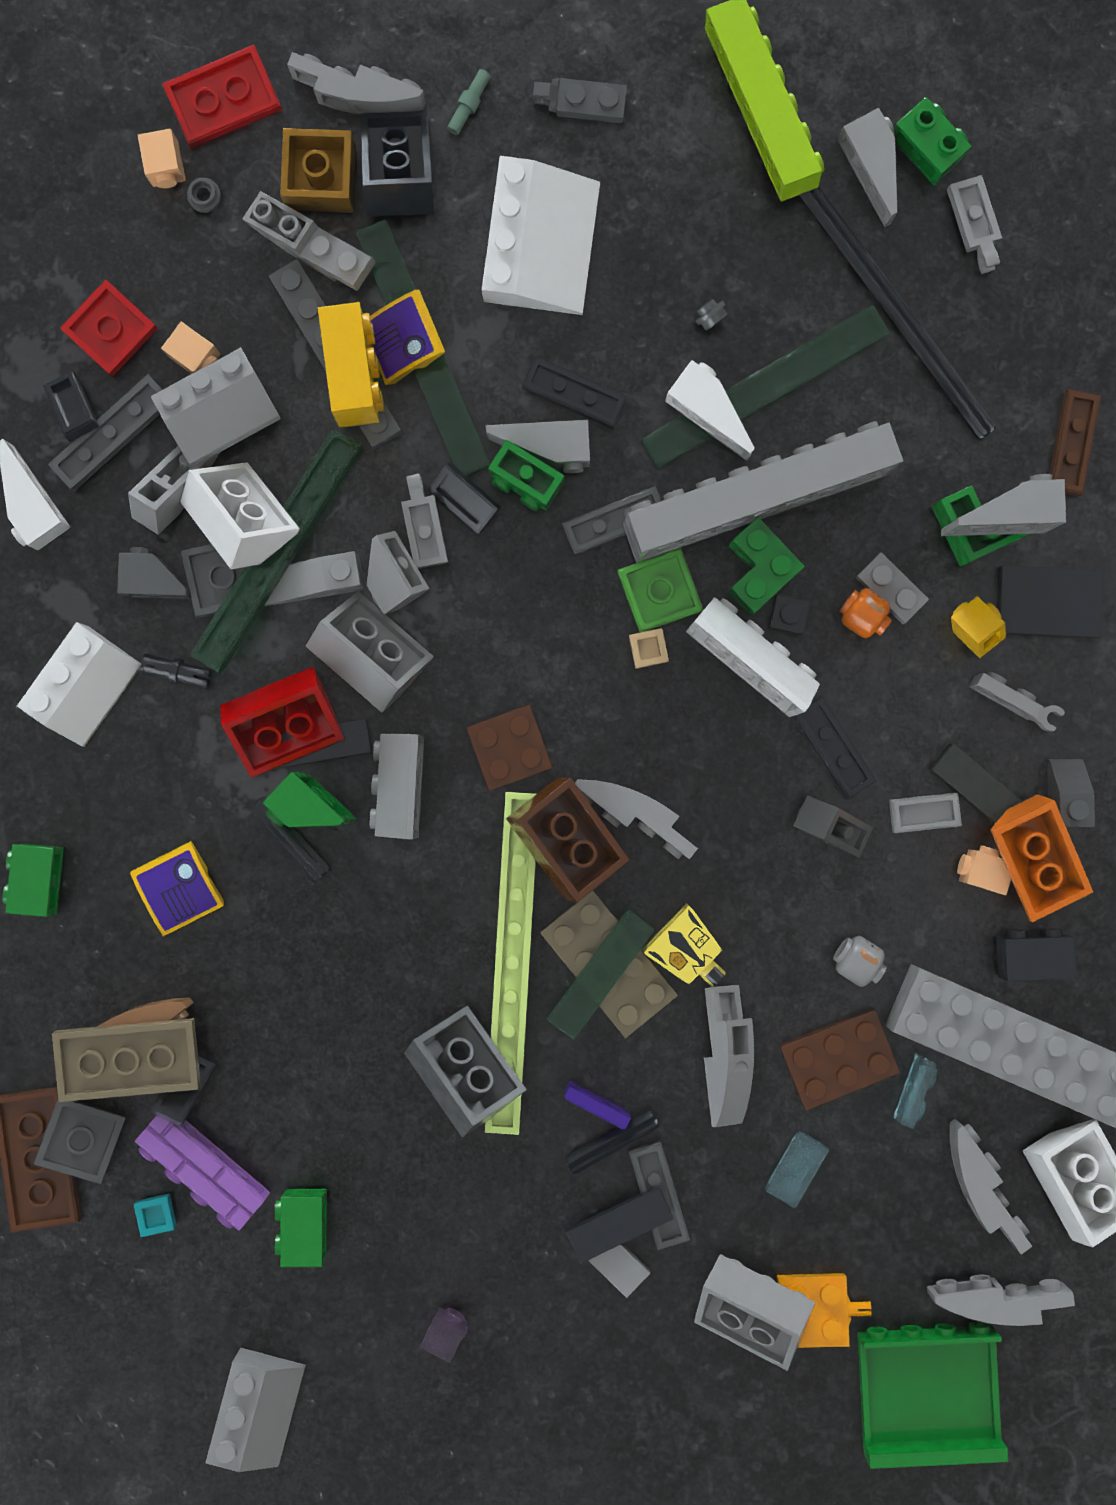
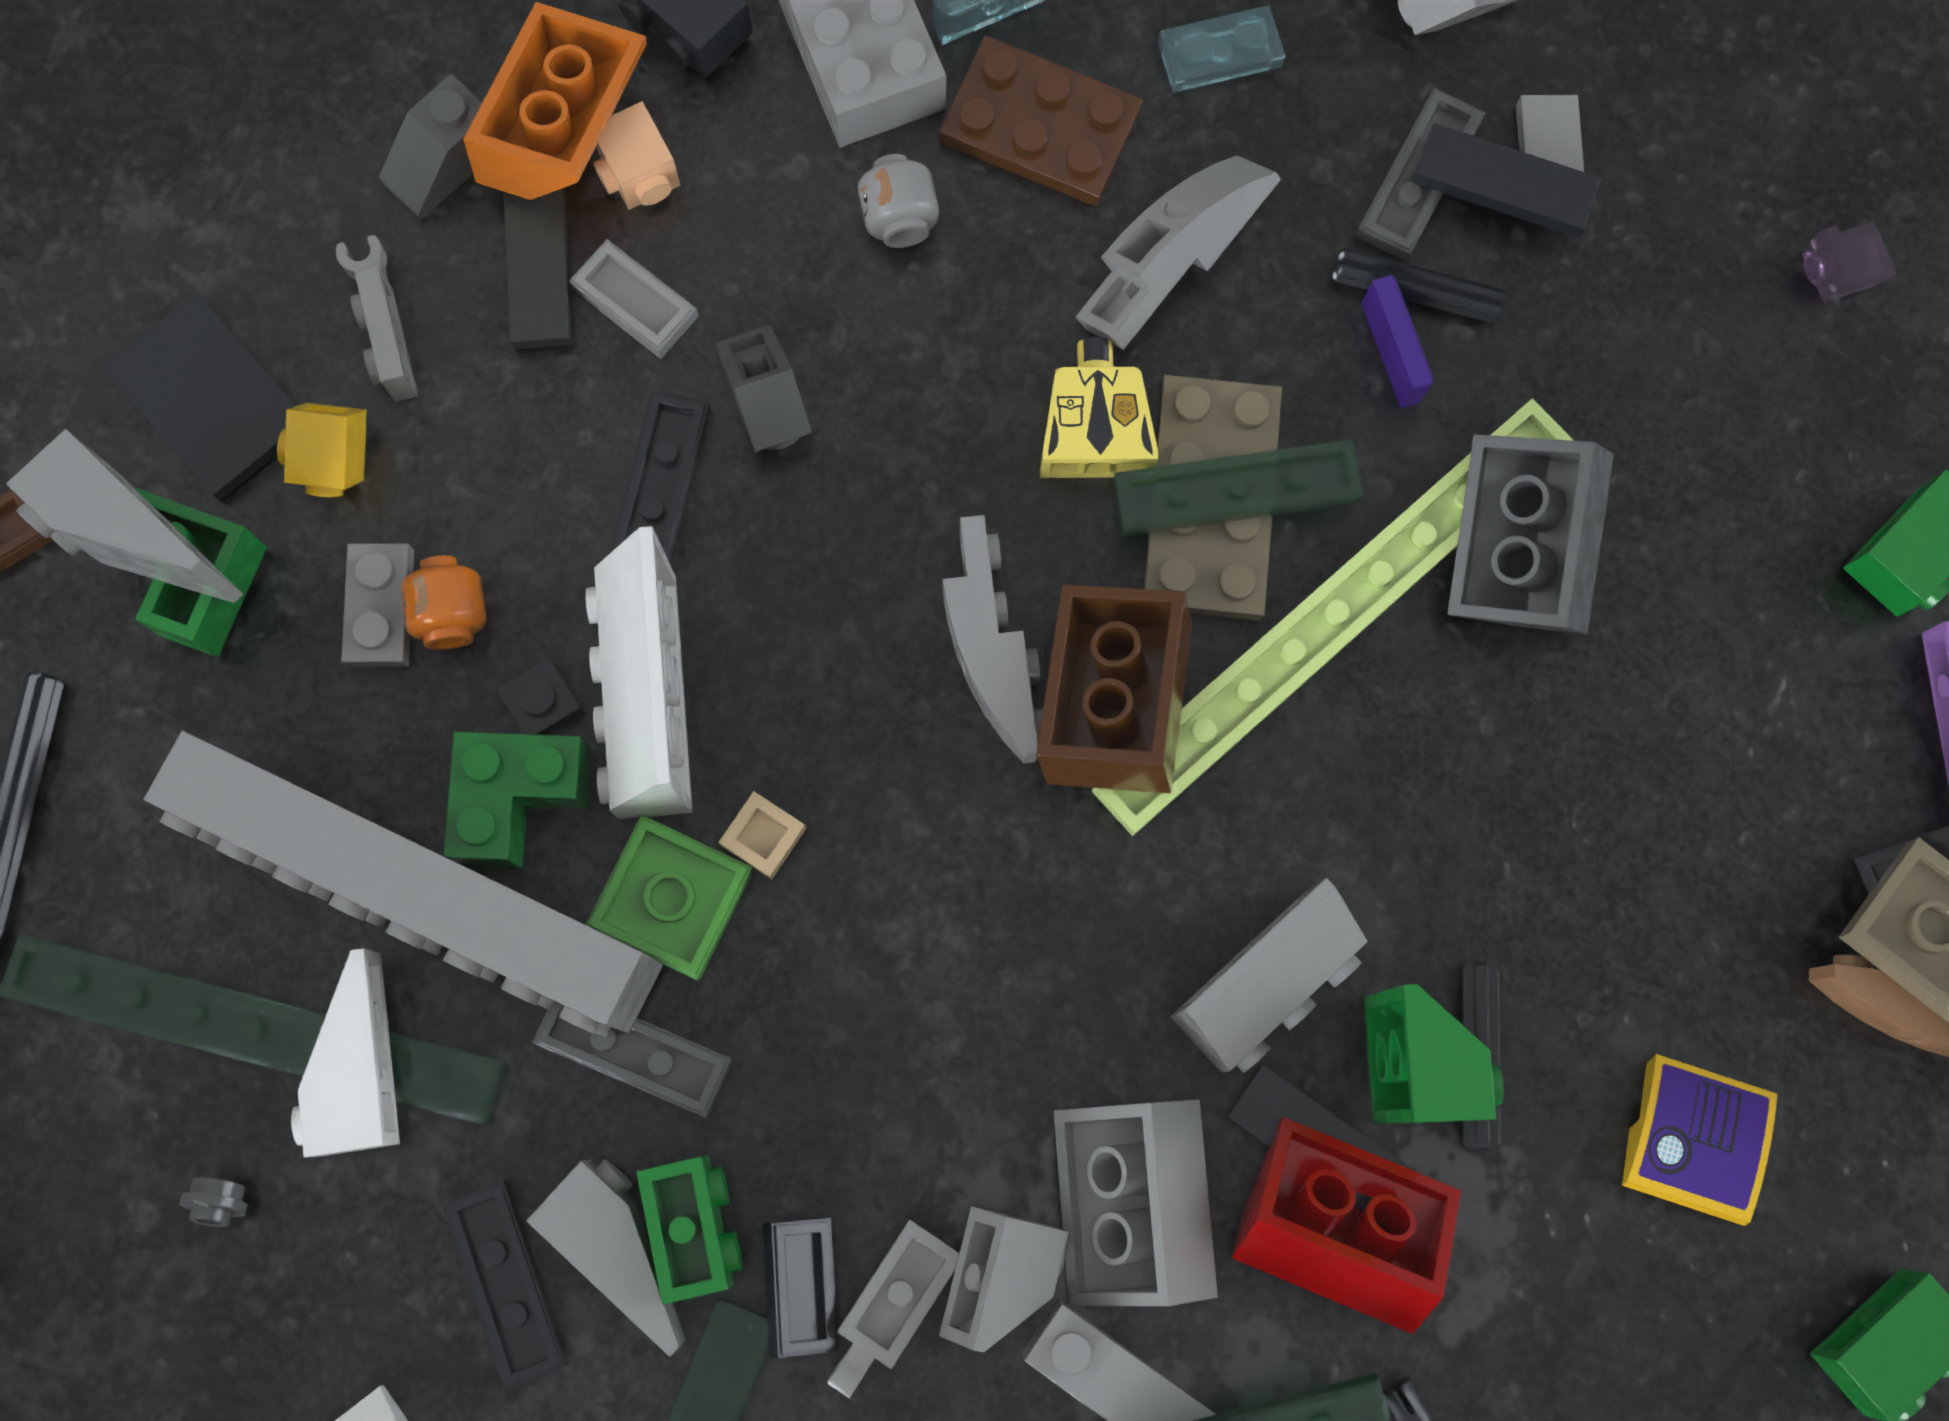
camera: 140 degrees left, 10 degrees down
(509, 747) = (1072, 888): reddish brown plate -> none

